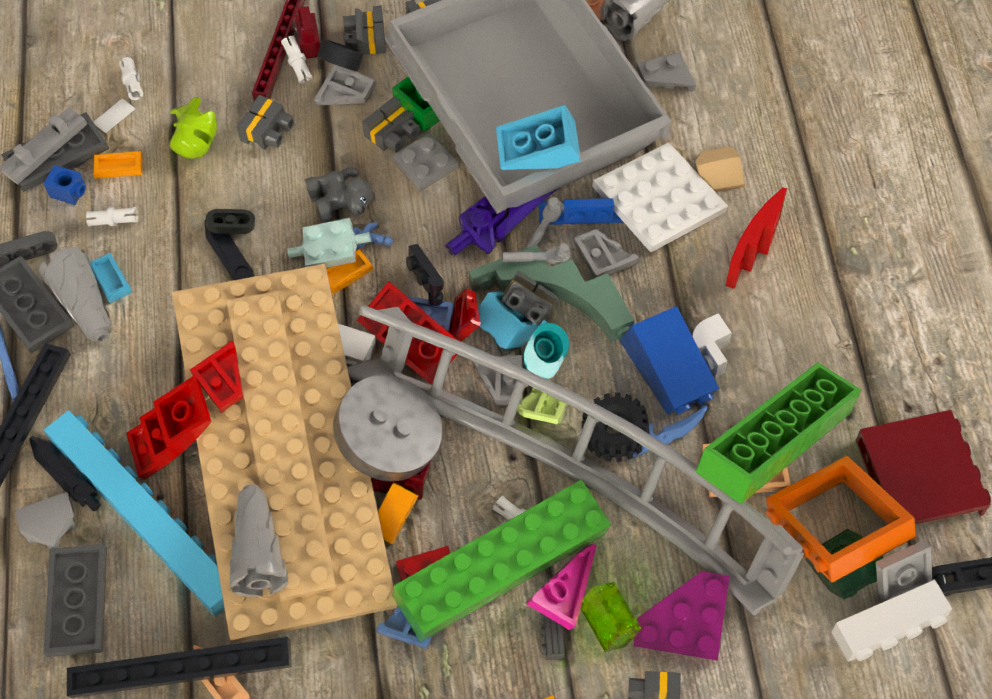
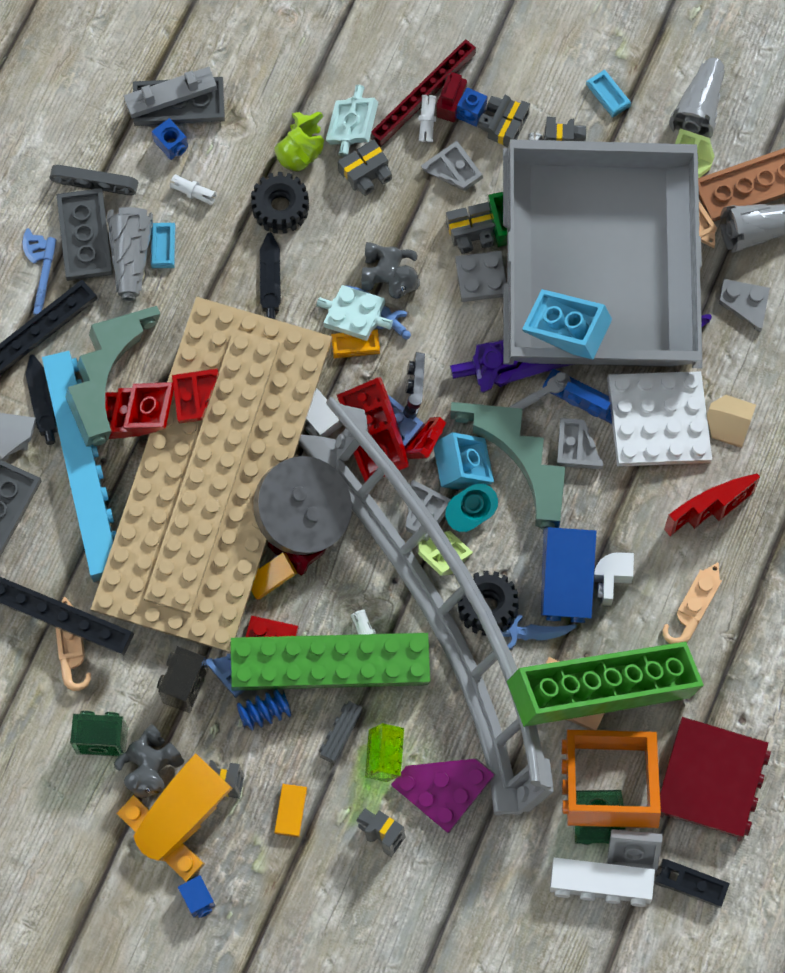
camera: 30 degrees right, 10 degrees up
(113, 440) = (110, 341): none -> sand green arch
(114, 115) = (246, 89): white sticker -> none
(117, 164) = (224, 140): light orange tile -> none
(131, 78) = (278, 61): white pin -> none
(200, 174) = (275, 188): none -> black tyre
(229, 91) = (352, 121): none -> light aqua plate
(230, 221) = (286, 247): pearl dark grey plate -> none
(256, 548) = (144, 549): light grey cone -> none
(330, 29) = (471, 106): none -> blue brick
(340, 55) = (465, 135): black tyre -> none
(366, 657) = (183, 679): none -> clear smoke brick
(463, 642) = (264, 709): none -> blue piece
(530, 304) = (476, 451): dark grey hips -> none
(552, 255) = (529, 426): light grey piece -> none
(564, 592) = (359, 715): dark pink wing -> none
(797, 330) = (695, 603): none -> light nougat plate

